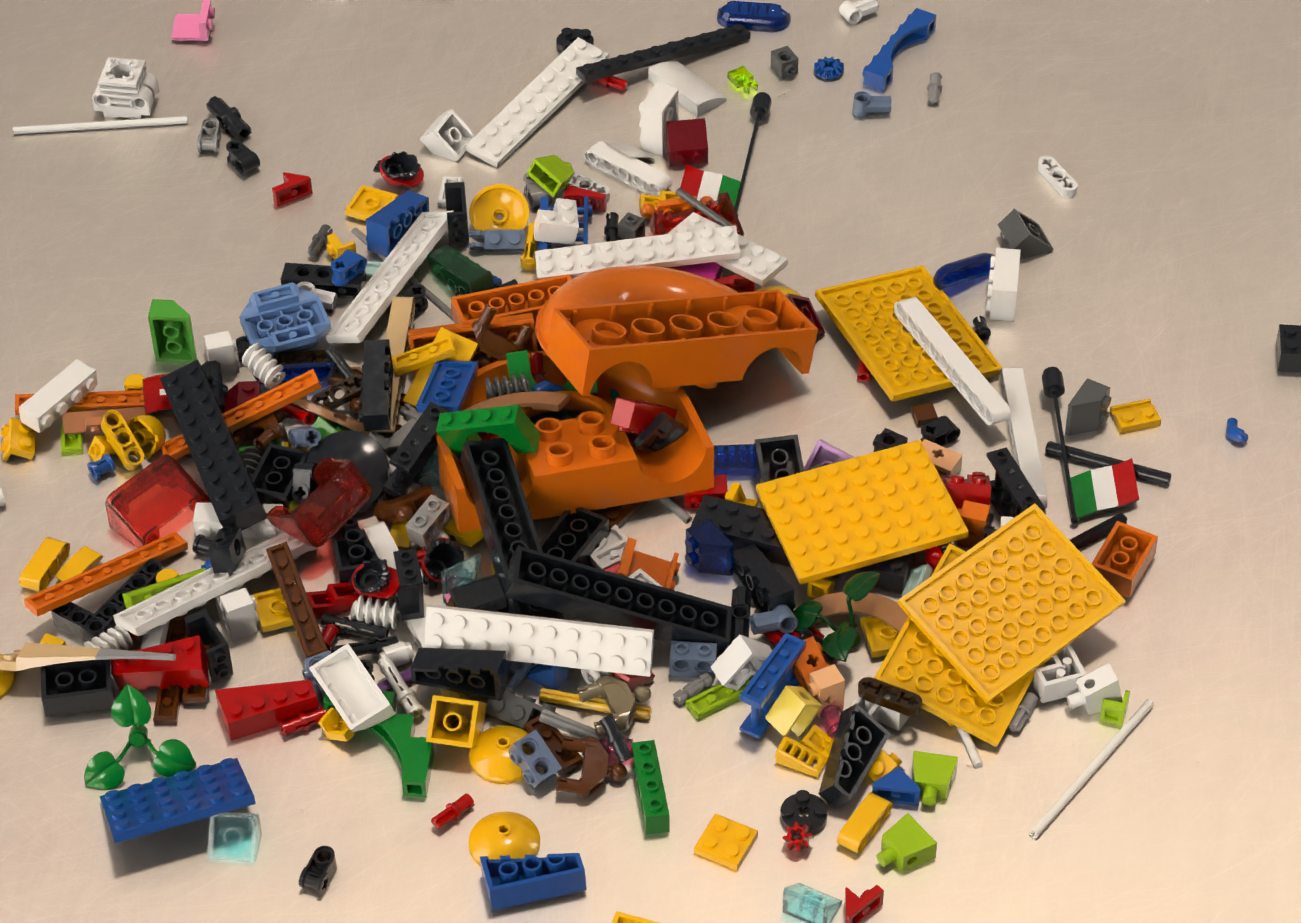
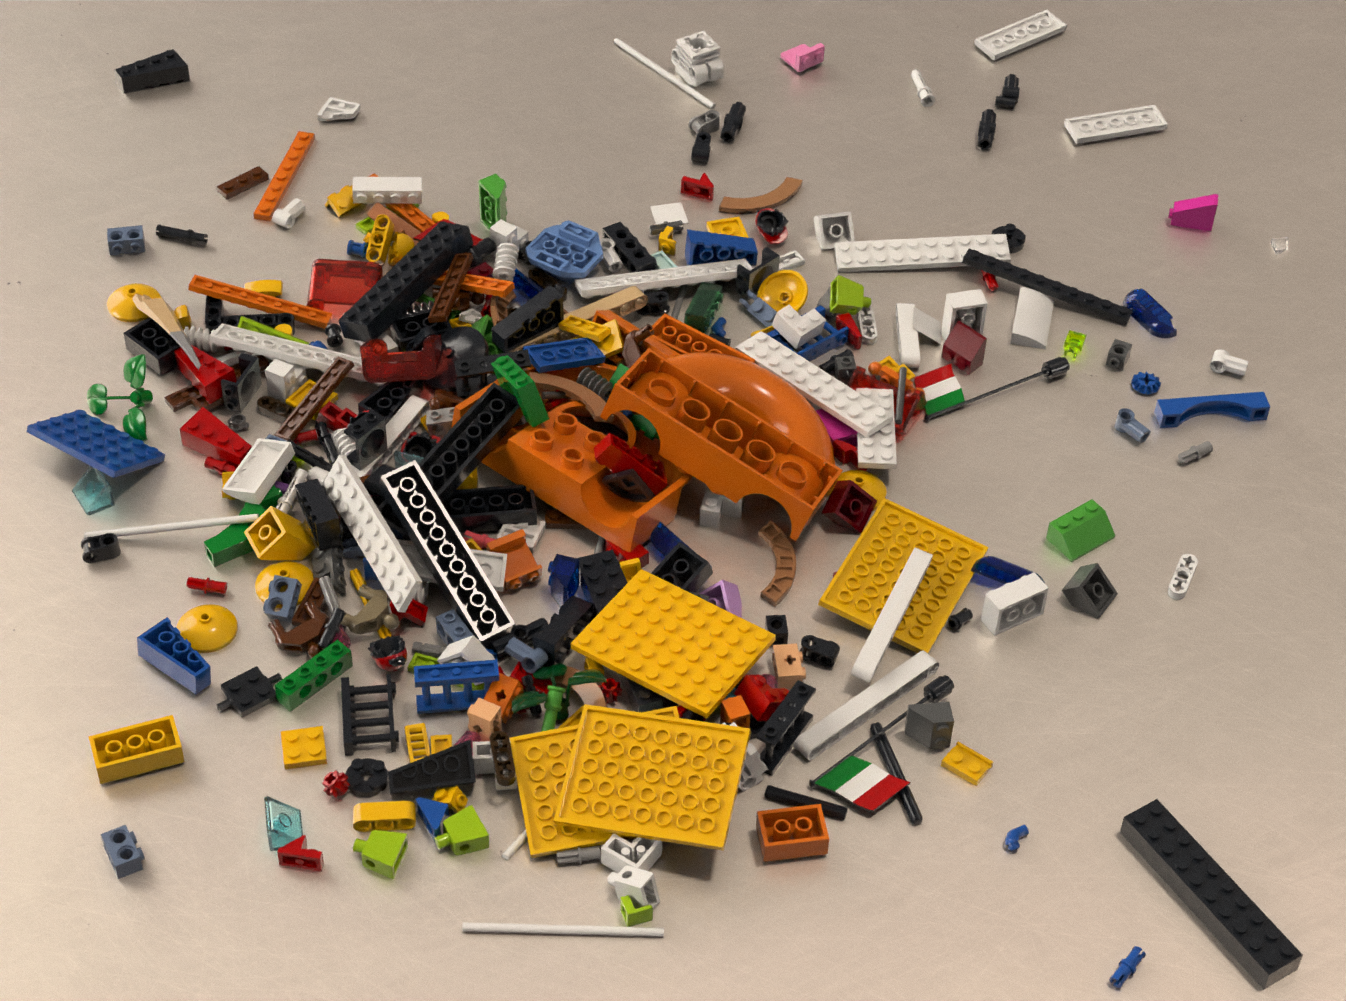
camera: 50 degrees right, 0 degrees up
(44, 564) = (249, 271): yellow beam -> none
(227, 550) = (325, 340): black brick -> none
(250, 678) = (238, 422): none -> flat silver plate
(252, 639) = (269, 407): none -> dark brown beam
(261, 419) = (450, 288): none -> reddish brown tile
(298, 230) = (669, 213): none -> white sticker
(304, 437) = (462, 318): sand blue piece -> none
(347, 267) = (643, 249): blue piece -> none
(351, 799) = (176, 526): none -> white piece
(355, 162) = (770, 200): none -> medium nougat tile
(620, 848) = (249, 691): none -> black plate
(677, 716) = (389, 653): none -> black hair
(712, 403) = (717, 505): none -> white brick
(725, 790) = (350, 707): none -> black fence
(793, 710) = (444, 705): light yellow piece -> none
(812, 397) = (785, 563): none -> medium nougat tile
(862, 643) = (552, 707): none -> bright green pin
(924, 413) = (835, 633): reddish brown tile -> none
(956, 202) = (1080, 530): none -> bright green slope

